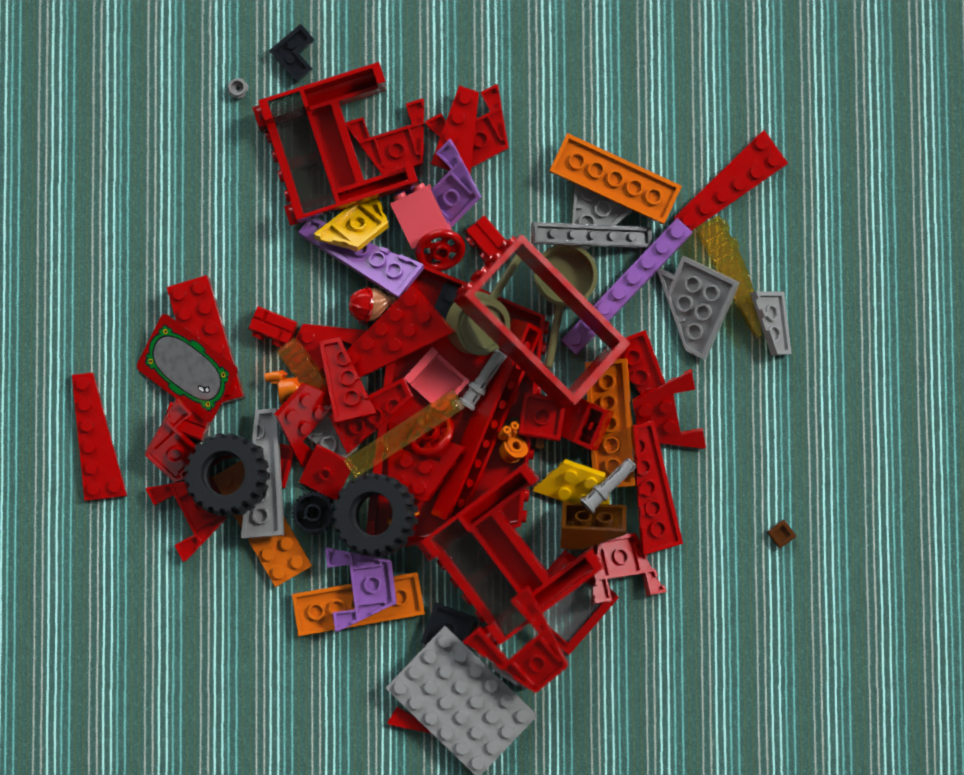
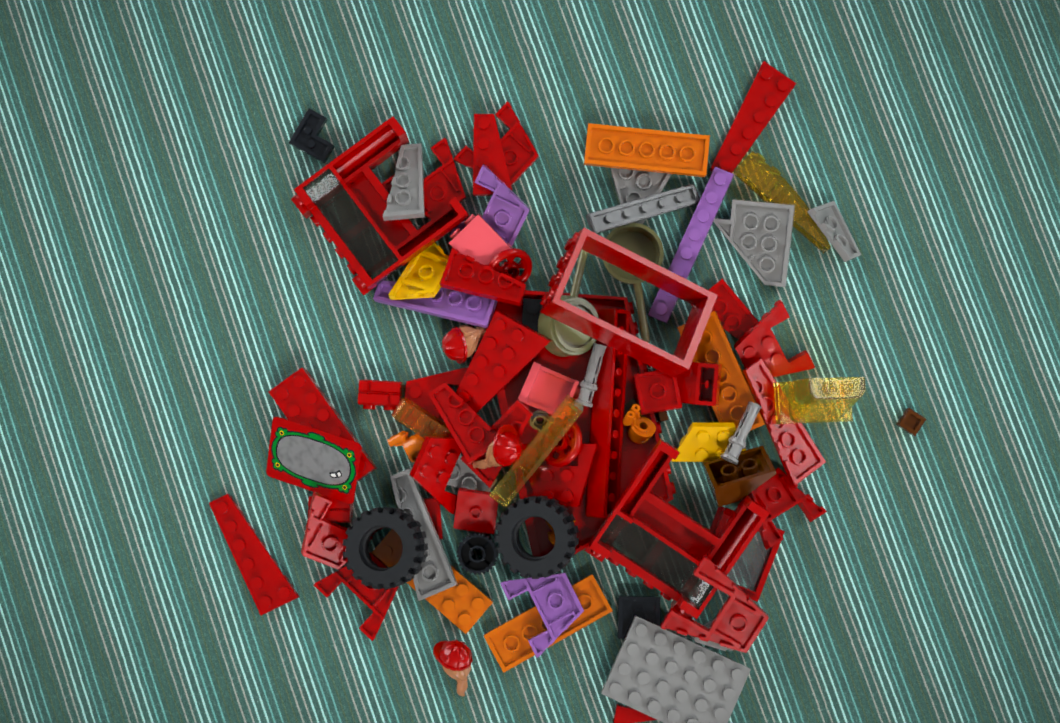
camera: 20 degrees left, 0 degrees up
(238, 82) = (271, 181): light grey plate -> none
(256, 609) = (455, 661): none -> red piece
(368, 138) = (407, 188): none -> light grey wing
(371, 421) = (503, 450): none -> red piece
(398, 243) = (471, 277): none -> red wing
(417, 399) = (539, 413): none -> dark grey plate
(484, 237) = (547, 245): red brick -> none
(693, 479) = (817, 399): none -> clear yellow windscreen

